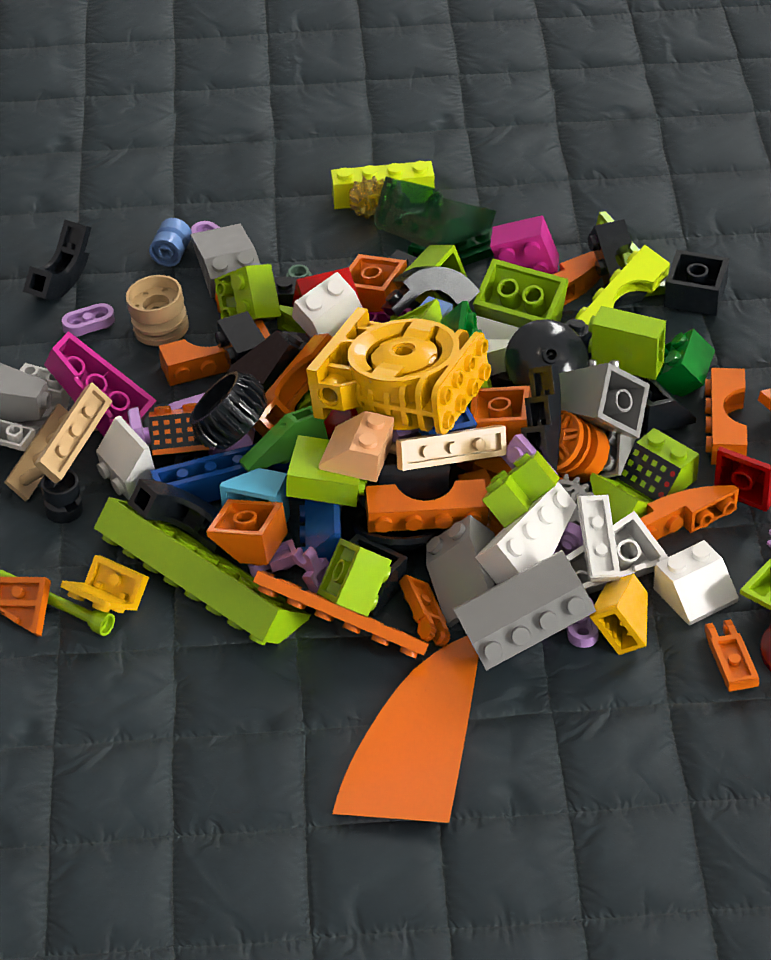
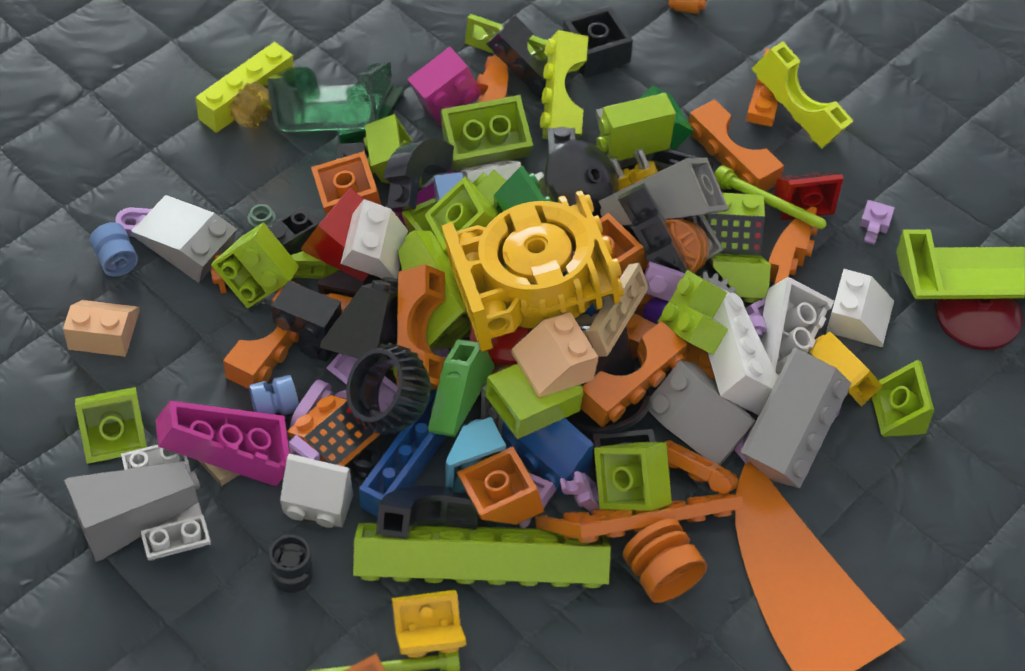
camera: 45 degrees left, 10 degrees up
(38, 339) = (110, 424): none -> lime slope
(58, 442) = (266, 510): tan fence -> none
(64, 267) = (36, 330): black arch -> none
(88, 319) = (113, 373): lavender plate -> none
(104, 283) = (100, 327): none -> light nougat slope
(157, 310) = (183, 325): tan wheel -> none
(167, 388) = (274, 397): none -> medium blue wheel
(316, 648) = (664, 560): none -> orange wheel
(598, 538) = (786, 316): white tile -> none
(651, 668) = (904, 402): none -> lime slope
(694, 434) = (728, 179): none -> lime piece
(732, 657) = (942, 353): orange hinge -> none

